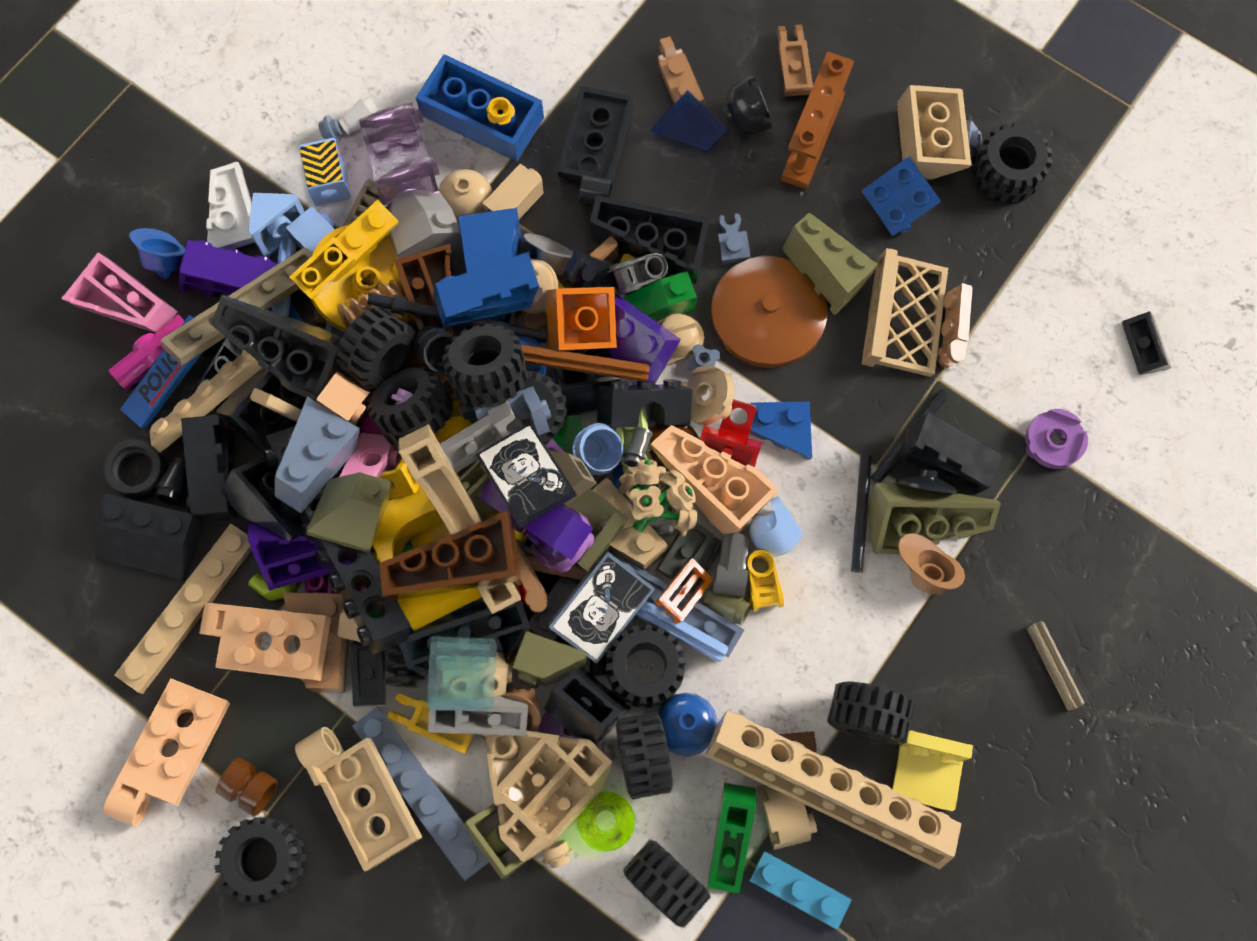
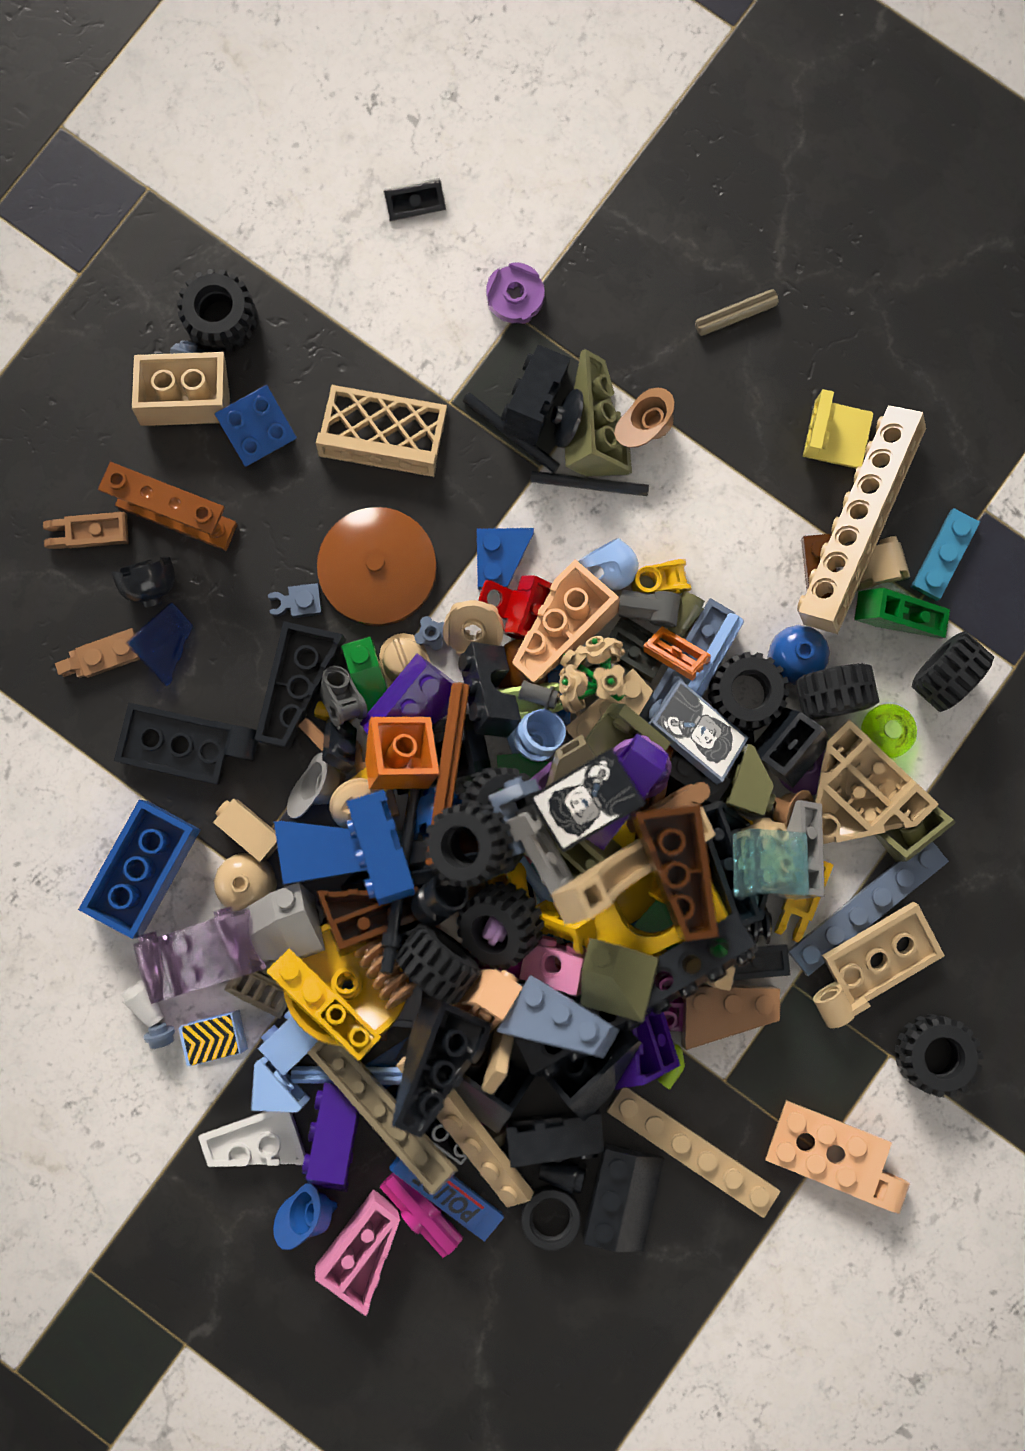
camera: 90 degrees left, 10 degrees up
(242, 634) = (726, 1088): light nougat hinge -> none
(246, 786) = (871, 1074): reddish brown wheel -> none
(500, 104) = (147, 840): yellow plate -> none
(556, 854) = (922, 774): tan plate -> none
(829, 261) = (328, 502): olive wedge -> none
(871, 712) = (793, 480): black tyre -> none
(956, 325) = (397, 380): medium nougat hinge -> none

